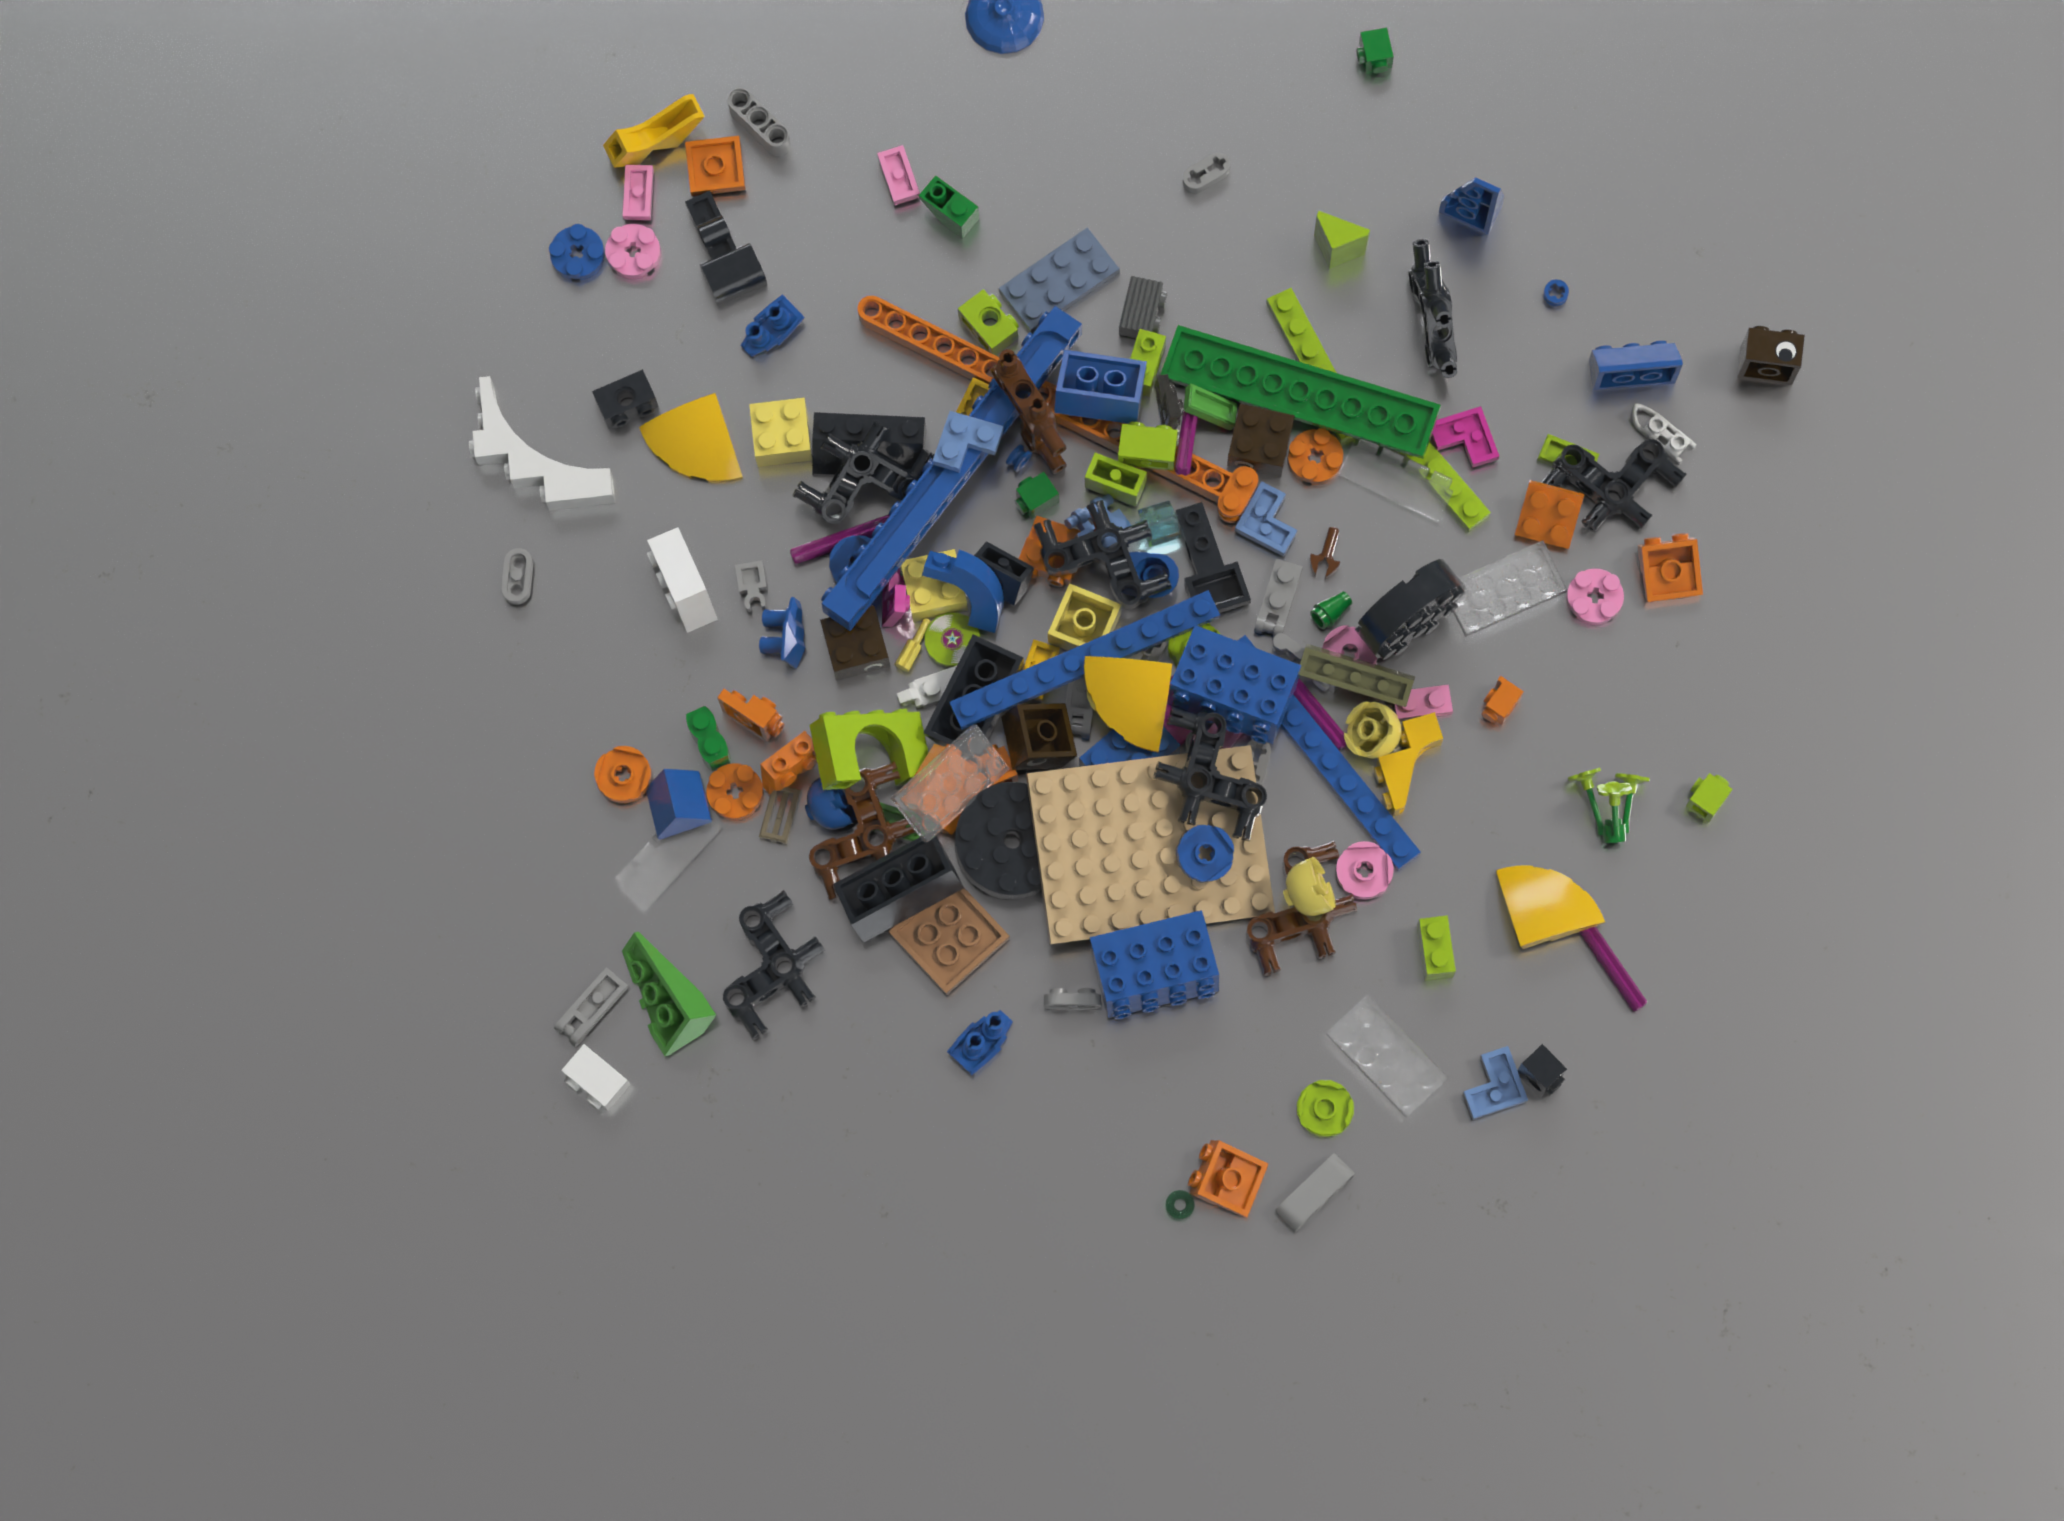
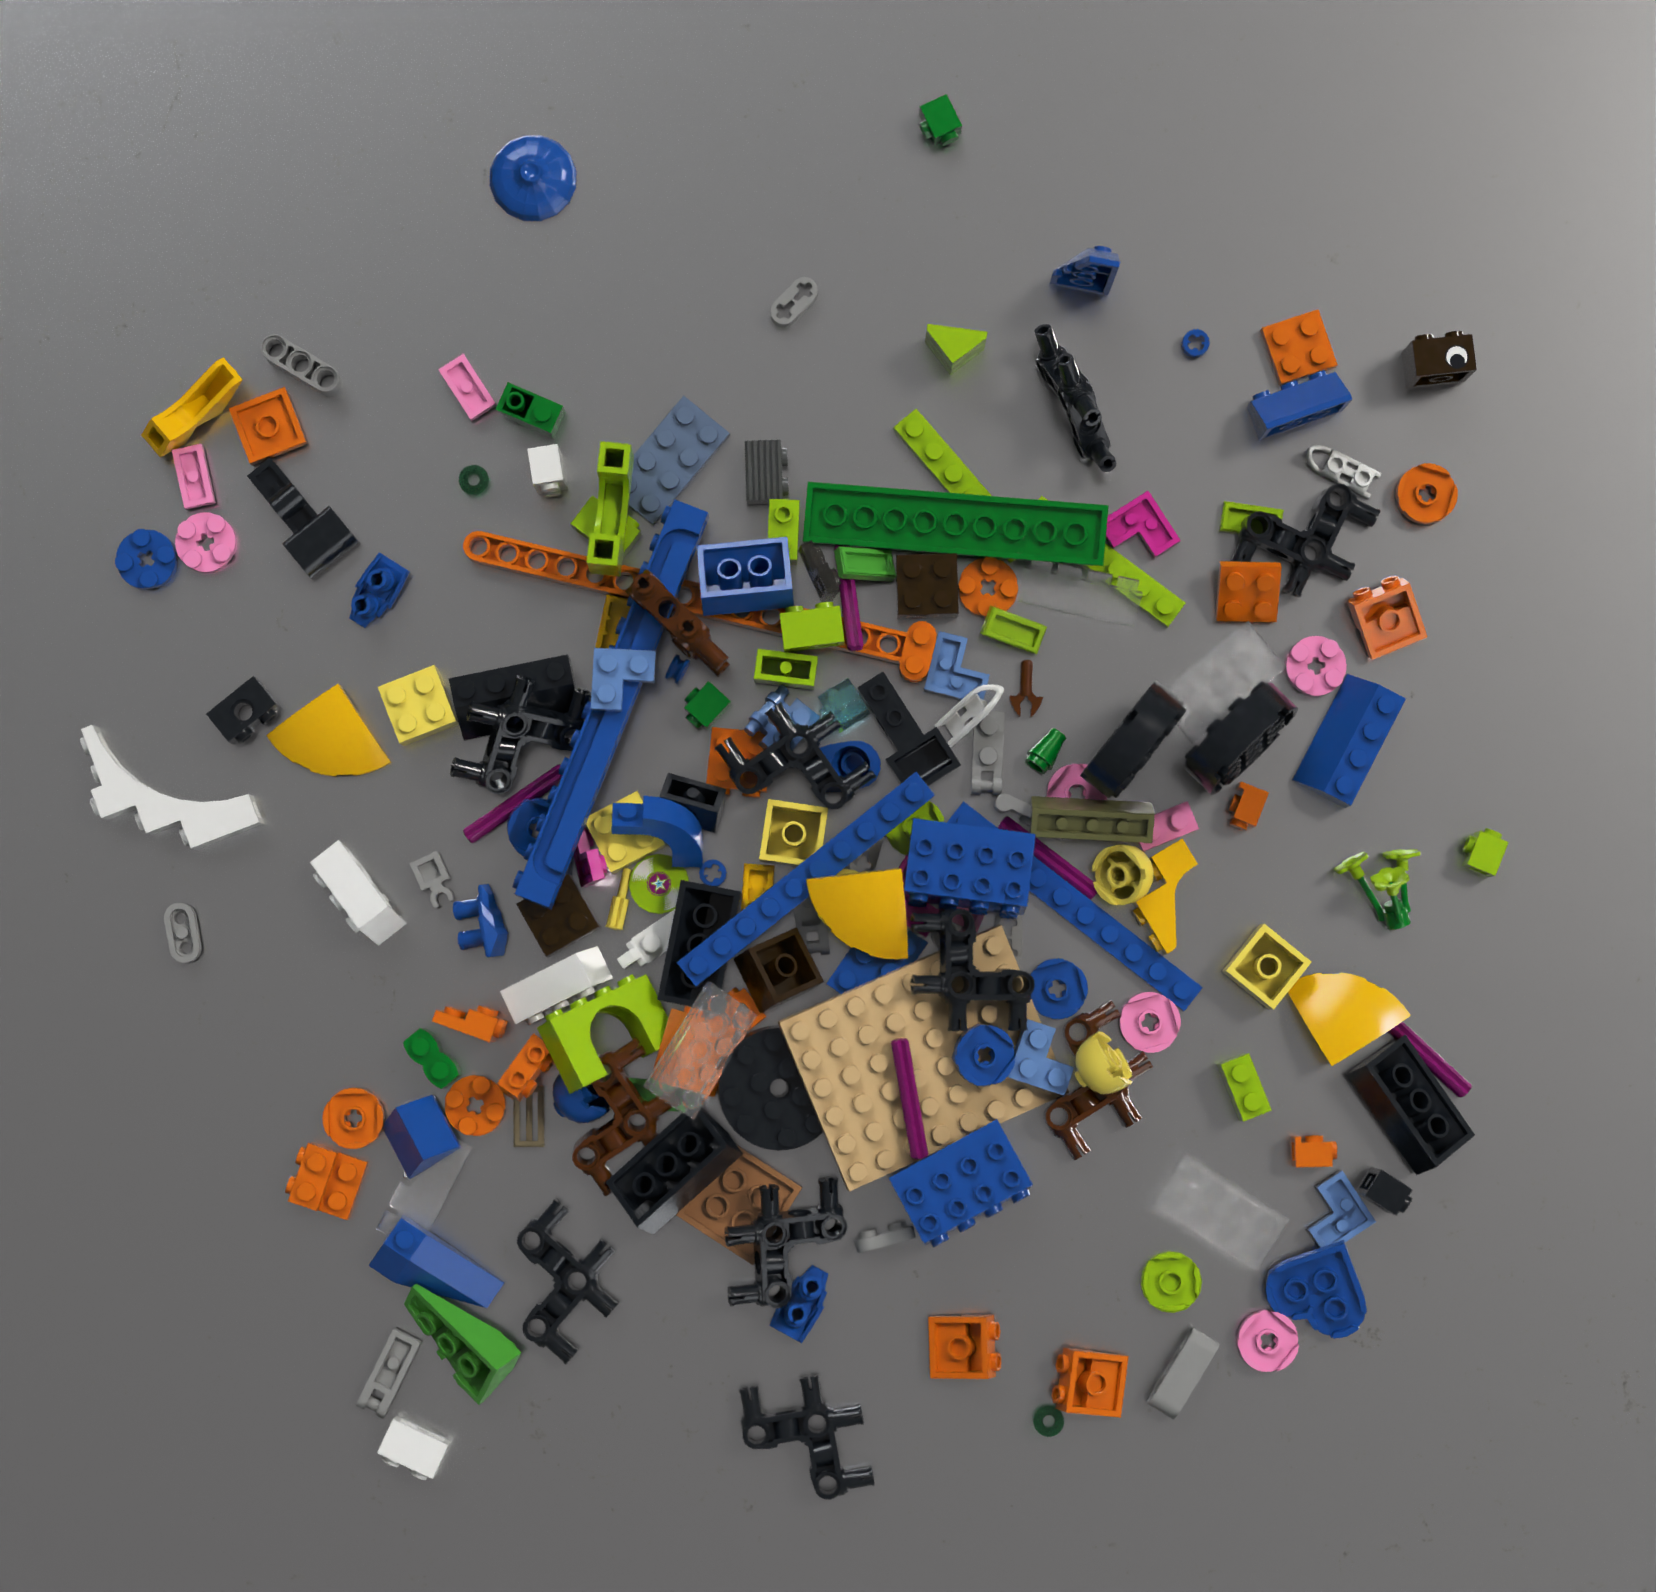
camera: 20 degrees left, 10 degrees up
(583, 823) = (326, 1180): none -> orange plate
(644, 907) = (419, 1257): none -> blue wedge
(839, 695) = (556, 985): none -> white wedge
(878, 248) = (465, 475): none -> clear green plate
(945, 1147) = (794, 1426): none -> black pin
(950, 258) = (547, 470): none -> white brick
(966, 984) = (772, 1252): none -> black pin
(987, 323) = (615, 479): none -> lime arch
(1001, 634) = (709, 864): none -> blue bush
(1119, 1115) = (963, 1347): none -> orange plate
(1127, 872) = (909, 1098): none -> magenta axle
(1247, 876) = (1031, 1061): none -> medium blue plate
(1276, 555) = (976, 709): none -> white piece
(1299, 808) = (1067, 974): none -> blue plate
(1328, 497) = (1013, 629): none -> lime tile
(1399, 1200) = (1270, 1358): none -> bright pink plate
(1461, 1146) = (1319, 1289): none -> blue plate
(1483, 845) = (1266, 966): none -> light yellow brick
(1485, 1023) = (1312, 1151): none -> orange brick
(1508, 631) = (1239, 737): none -> black brick
(1585, 1002) = (1411, 1105): none -> black slope
(1609, 667) = (1348, 740): none -> blue slope
(1648, 317) = (1298, 347): none -> orange plate
(1727, 456) = (1441, 485): none -> orange plate

